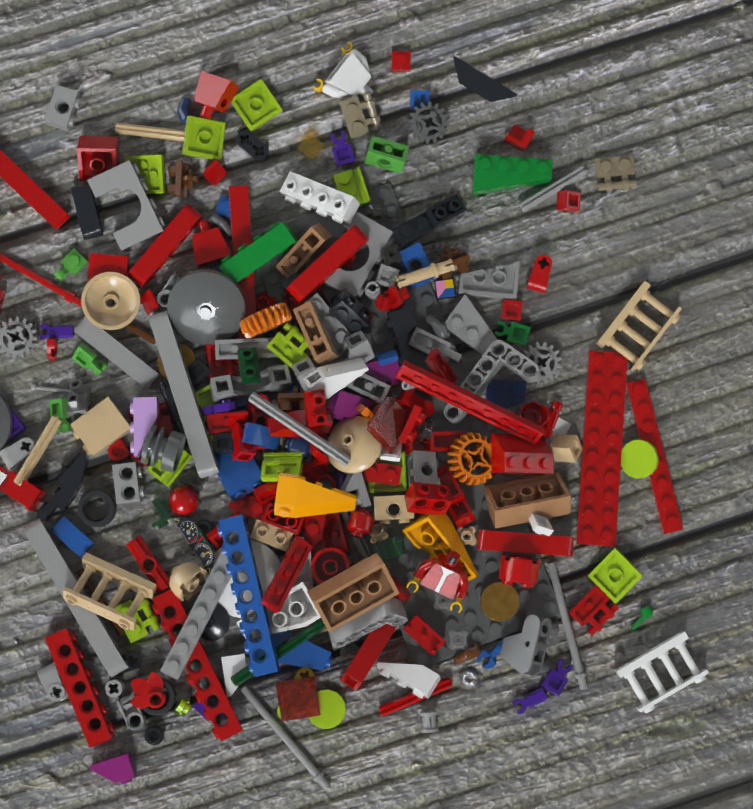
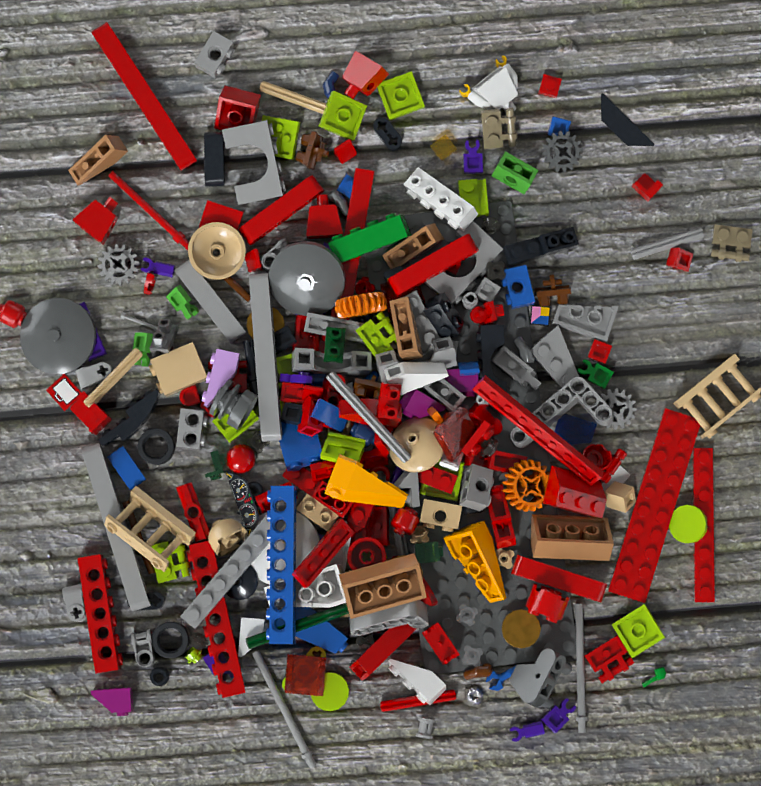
camera: 15 degrees right, 0 degrees up
(73, 263) = (188, 205): bright green plate -> none
(121, 688) = (139, 622): light grey bush -> none
(146, 689) = (161, 631): red plate -> none
(425, 273) = (524, 296): tan pin -> none
(428, 498) = (476, 513): red brick -> none
(439, 366) = (517, 389): red plate -> none
(444, 576) = (473, 591): red torso -> none
(508, 173) = (627, 218): green wedge -> none
(539, 277) = (633, 326): red piece -> none
(540, 524) = (578, 564): white plate -> none
(661, 652) = (665, 715): white fence -> none

